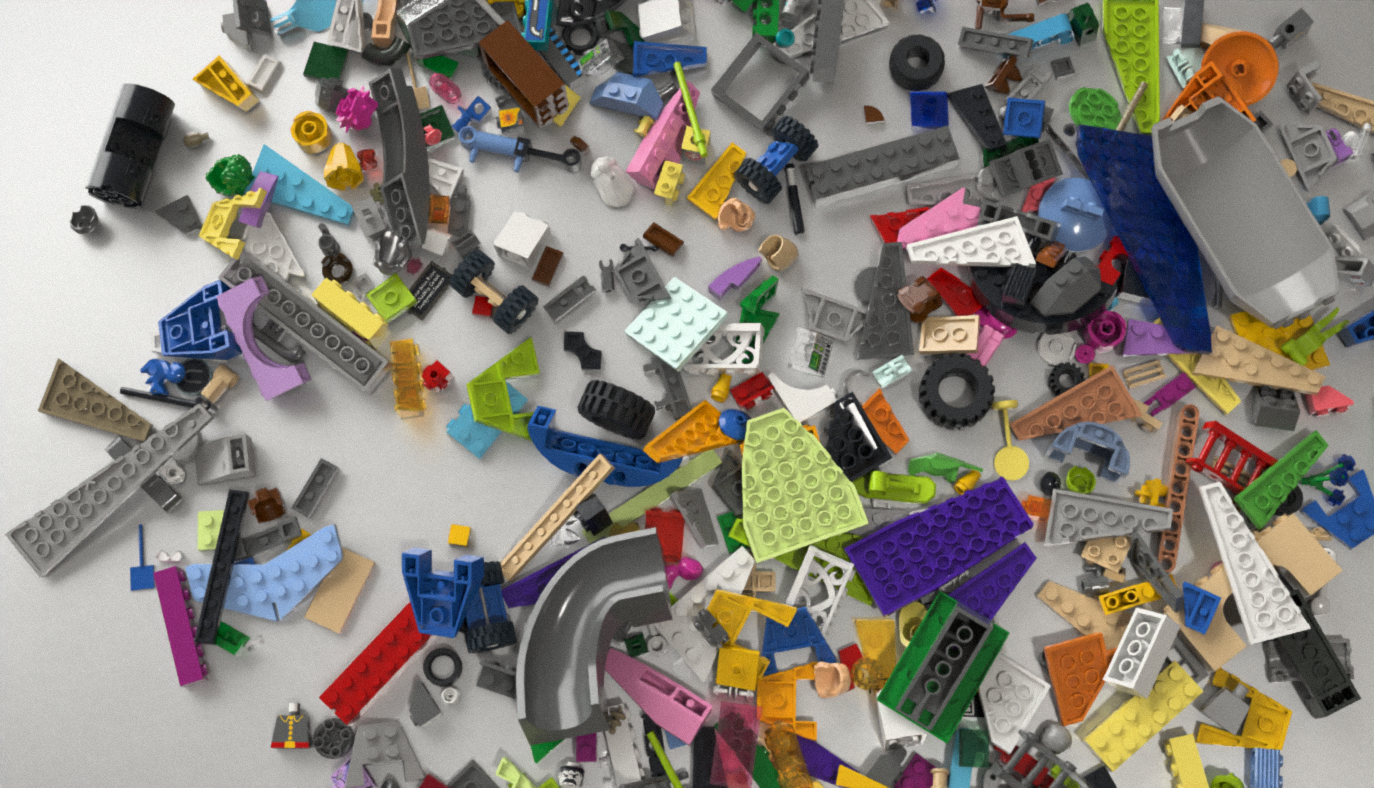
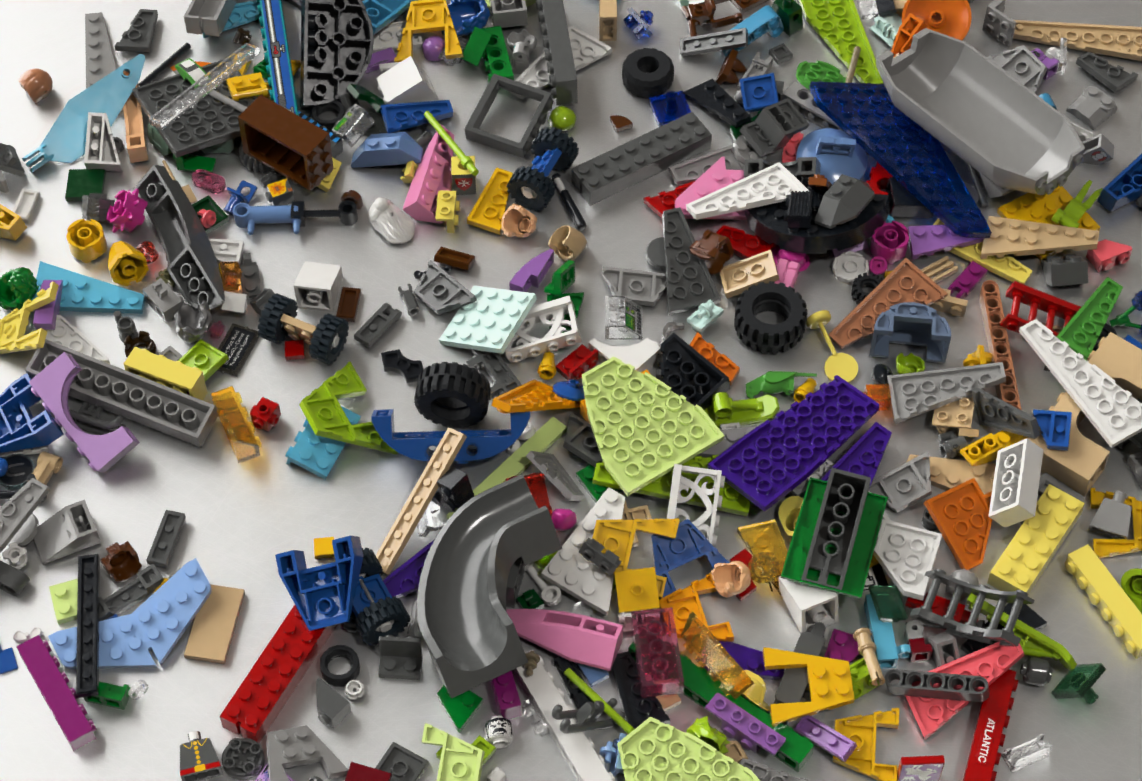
camera: 20 degrees left, 20 degrees down
(386, 56) = (140, 167): pearl dark grey cylinder -> none
(785, 38) = (521, 75): teal tile -> none
(814, 97) = (562, 118): none -> lime hair
(1033, 615) = (905, 483): none -> light grey wing

